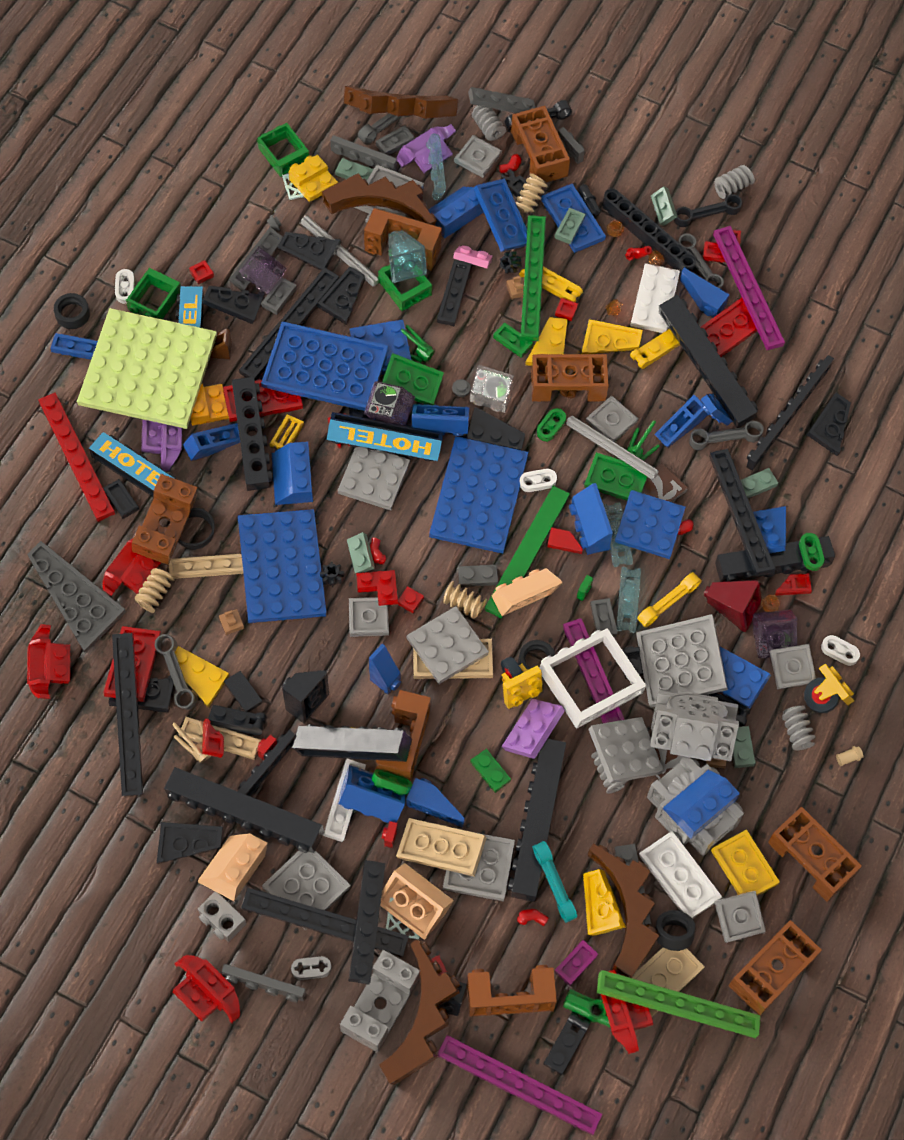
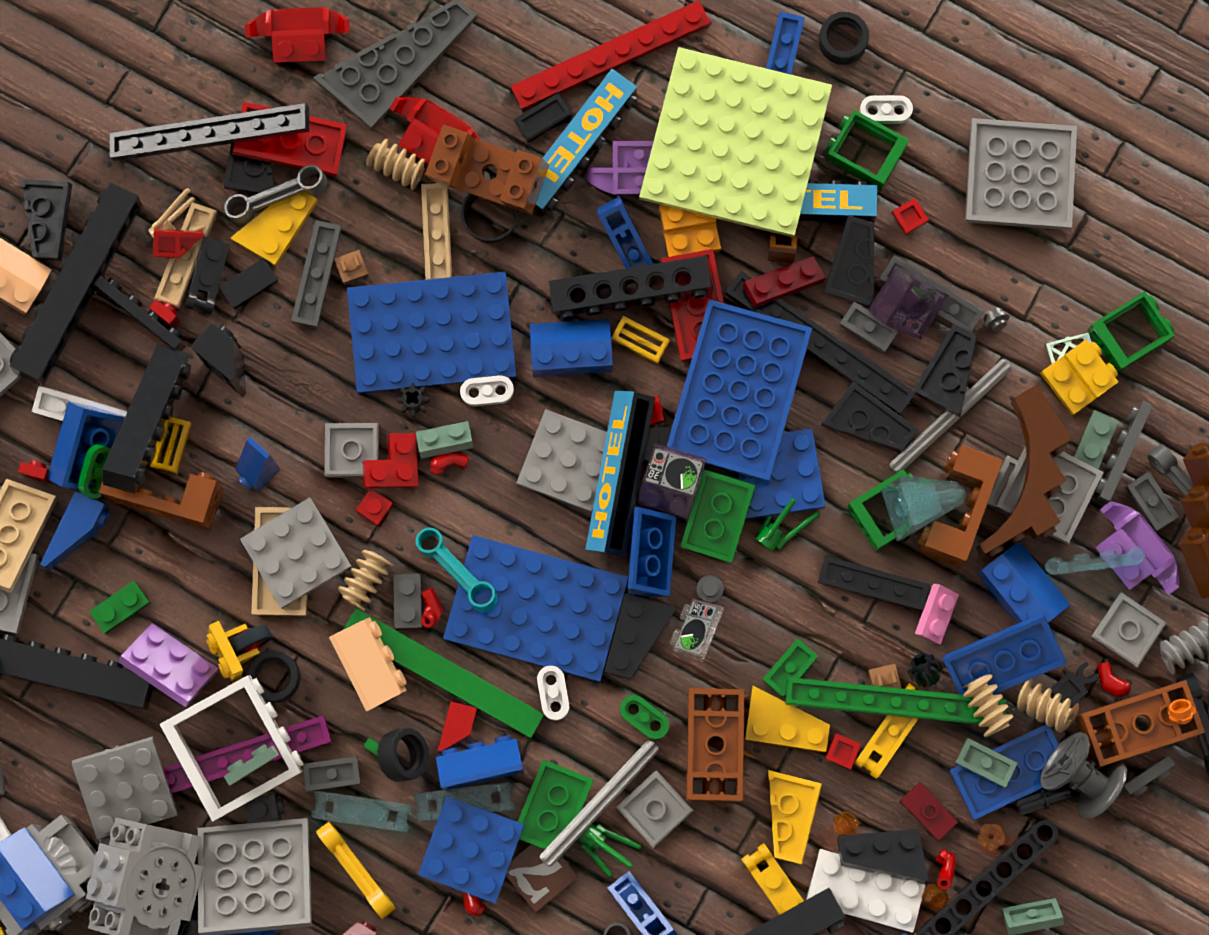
camera: 95 degrees right, 15 degrees up
(173, 209) = (1021, 174): none -> light grey plate
(236, 643) = (316, 274): none -> dark grey plate
(247, 343) = (783, 281): none -> dark red plate
(326, 528) = (487, 390): none -> white plate
(462, 532) = (456, 570): none -> teal piece
(482, 558) = (432, 610): none -> red arm
(533, 113) = (1181, 711): none -> orange plate
(533, 218) = (988, 705): none -> tan piece
(572, 175) = (1097, 786): none -> dark grey piece
(588, 568) = (388, 754): none -> black tyre
(601, 263) = (928, 811): none -> dark red plate
(609, 659) = (260, 757): none -> sand green plate
(630, 284) = (886, 852): none -> black wing

